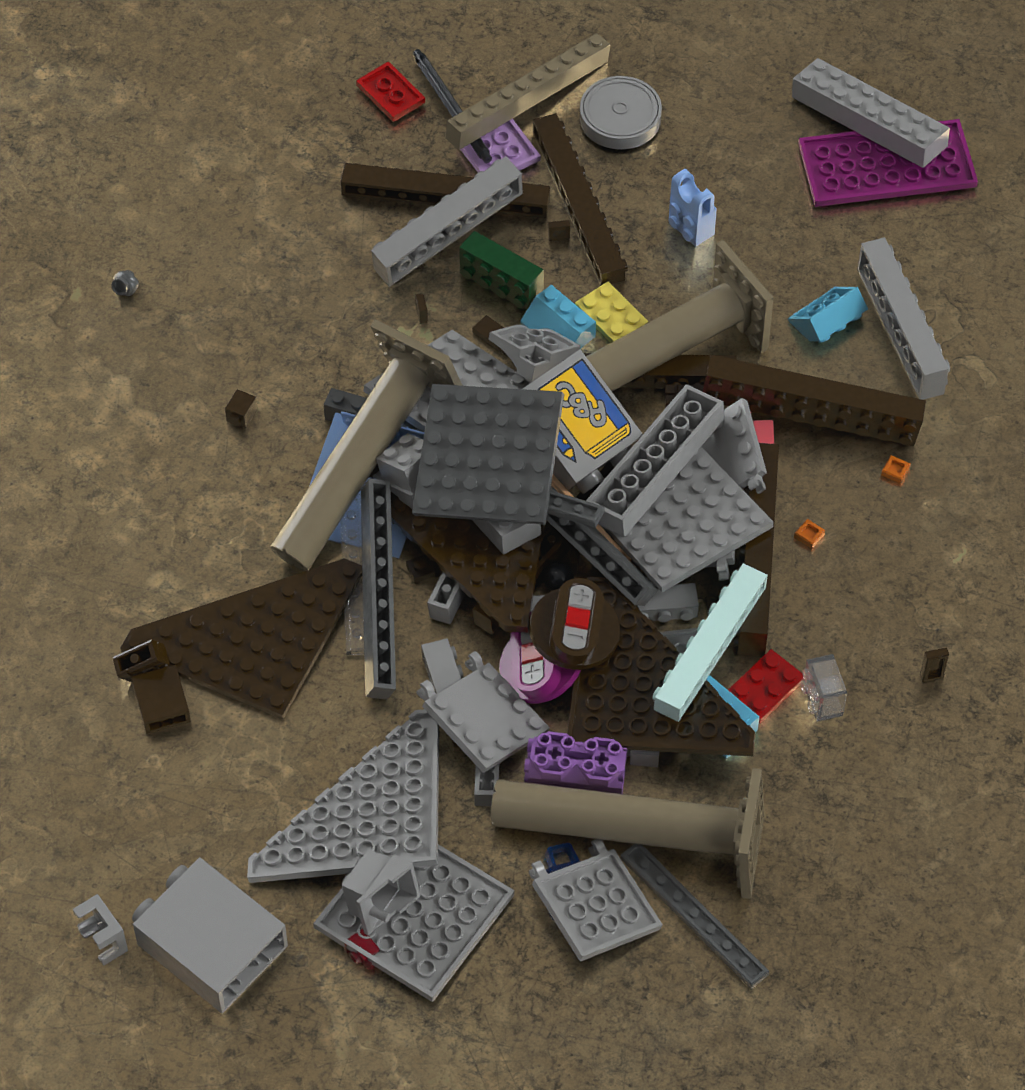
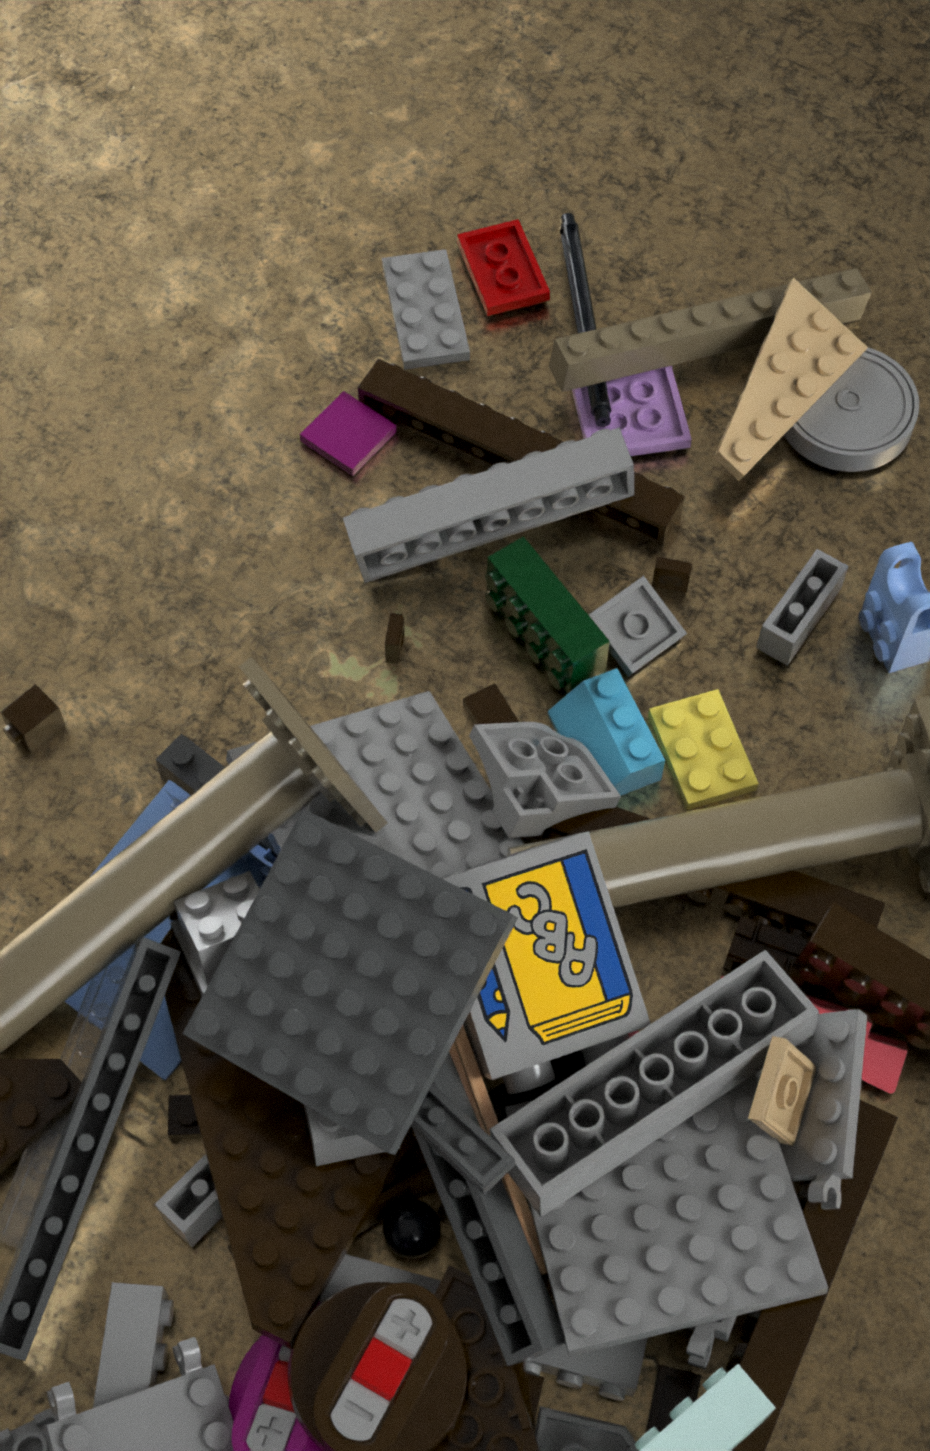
camera: 20 degrees right, 5 degrees up
(342, 210) = (348, 433): none -> magenta tile
(355, 128) = (425, 309): none -> light grey plate
(554, 259) = (637, 625): none -> light grey hinge
(579, 200) = (725, 550): dark brown brick -> none
(583, 101) = (793, 369): none -> tan wing
(637, 224) = (802, 607): none -> light grey brick
(719, 445) = (782, 1091): none -> tan tile
(809, 533) = (898, 1299): orange tile -> none

